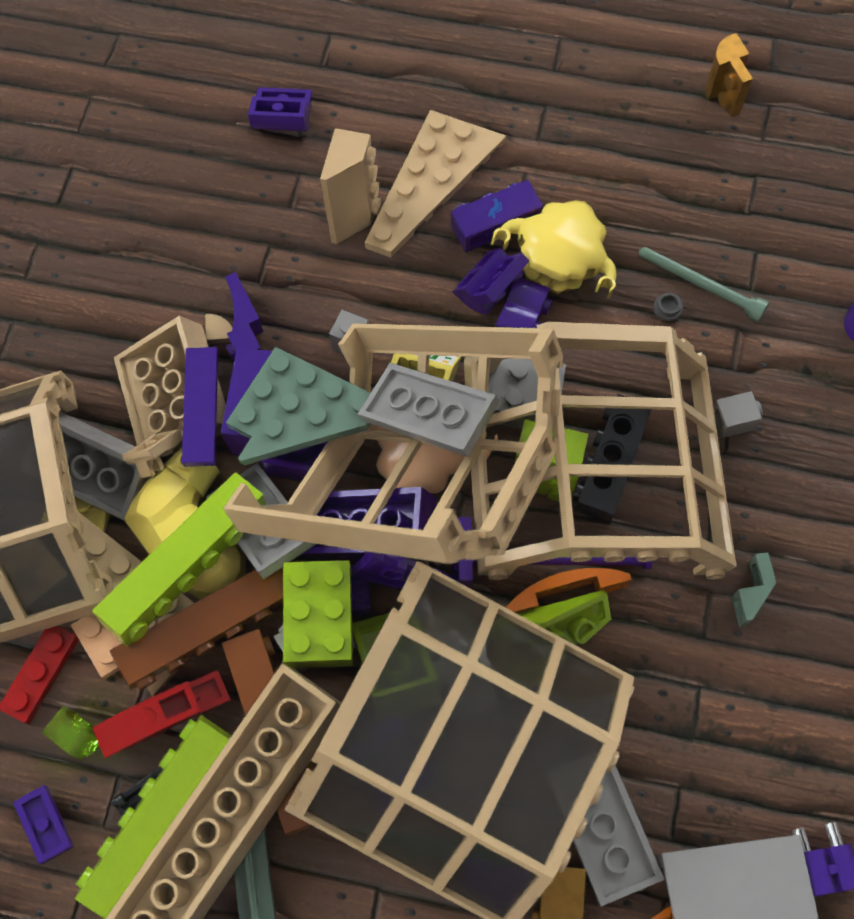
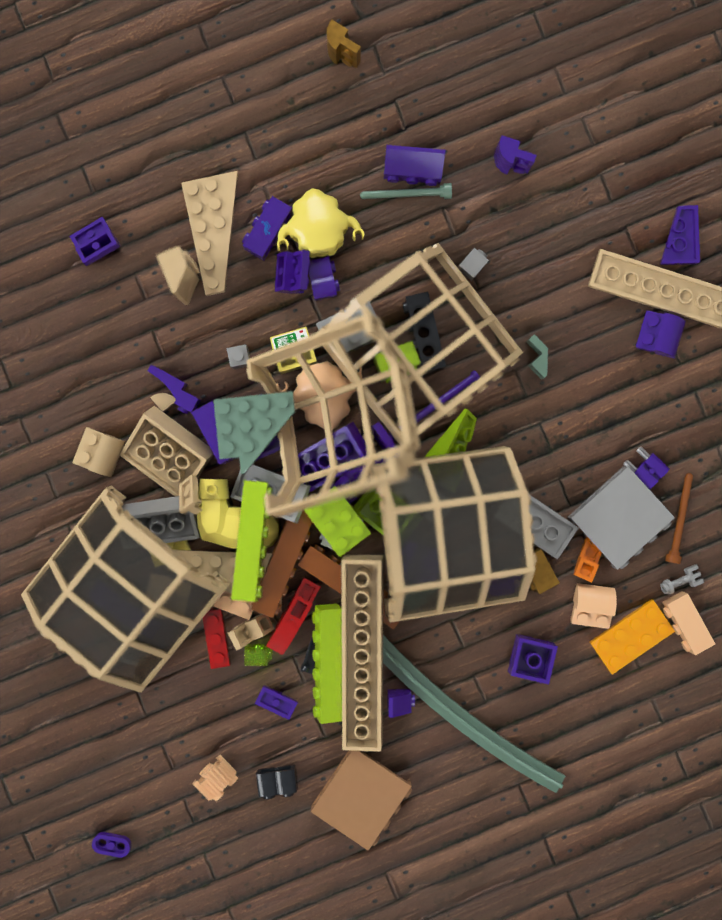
camera: 35 degrees left, 20 degrees up
(88, 691) = (250, 630): none -> tan brick
(91, 335) = (98, 452): none -> tan brick
(200, 407) = (196, 456): dark purple tile -> none
(429, 409) = (324, 386): light grey plate -> none
(602, 578) = (430, 439): orange slope -> none
(668, 307) = (398, 222): dark grey plate -> none
(734, 248) = (414, 165): none -> dark purple slope

